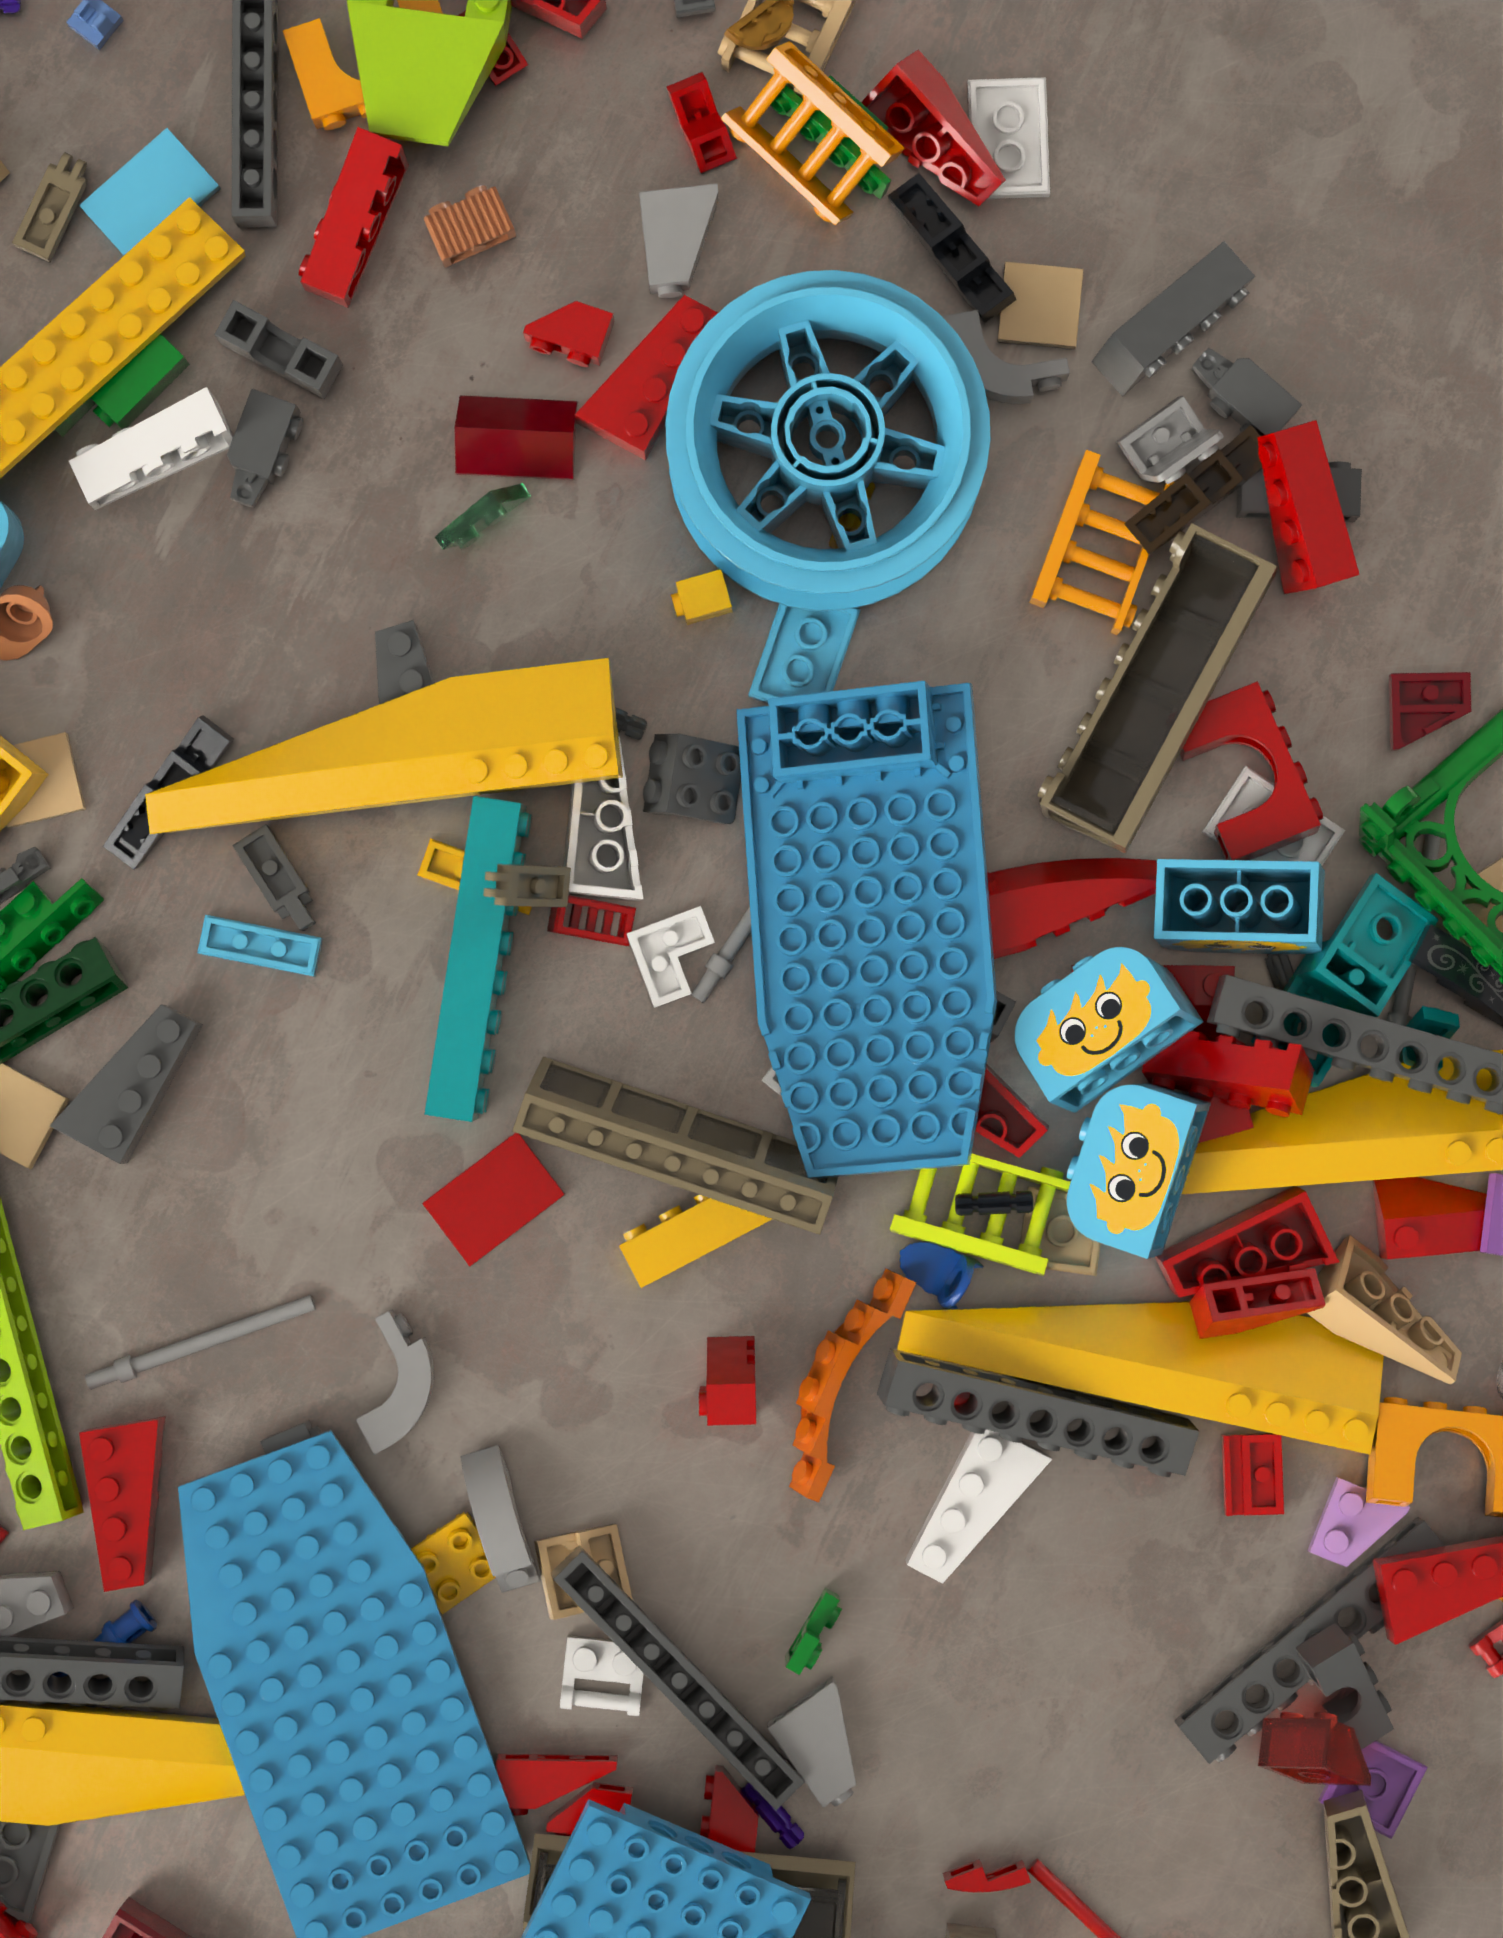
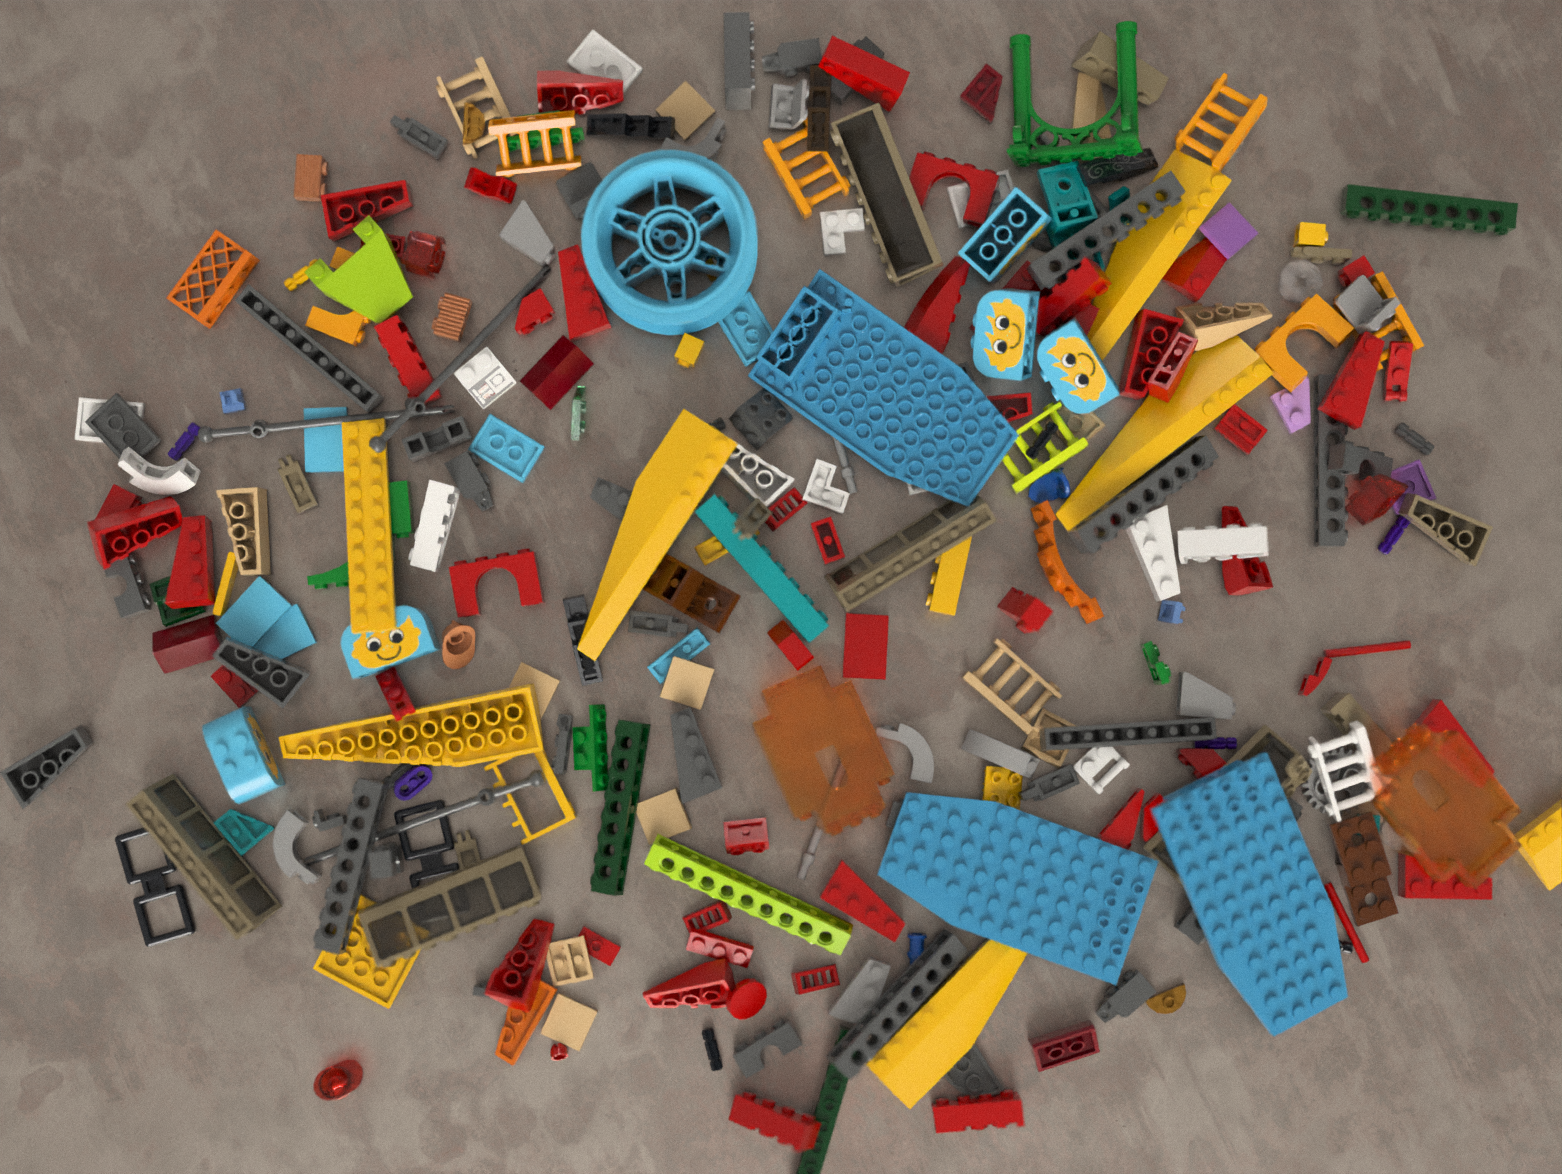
camera: 55 degrees left, 0 degrees up
(83, 1255) = (746, 836): none -> red bracket
(89, 91) = (207, 434): none -> dark grey bar
(120, 555) = (466, 578): none -> red arch
(230, 989) = (686, 682): none -> tan tile
(297, 280) = (416, 405): none -> dark grey bar
(320, 1205) = (809, 718): none -> clear orange panel
(349, 457) = (506, 448): none -> medium azure tile
(359, 889) = (692, 593): none -> reddish brown bracket
(405, 1090) = (790, 645): none -> red slope
(422, 343) = (485, 378): none -> white slope
(517, 1626) = (1050, 784): none -> dark grey hinge
(523, 111) = (424, 254): none -> clear red brick
(576, 1472) = (1007, 707): none -> tan fence
(596, 1019) = (827, 540): none -> red brick
(802, 246) = (579, 187): none -> dark grey bracket
(906, 1593) = (1171, 611): none -> medium blue tile
(1058, 1637) = (1243, 574): none -> red wedge
(1061, 653) = (834, 226): none -> white plate
(1062, 1584) = (1222, 543): none -> white wedge
(1286, 1821) = (1393, 535): none -> dark purple axle
(1451, 1736) = (1414, 438): none -> dark grey axle

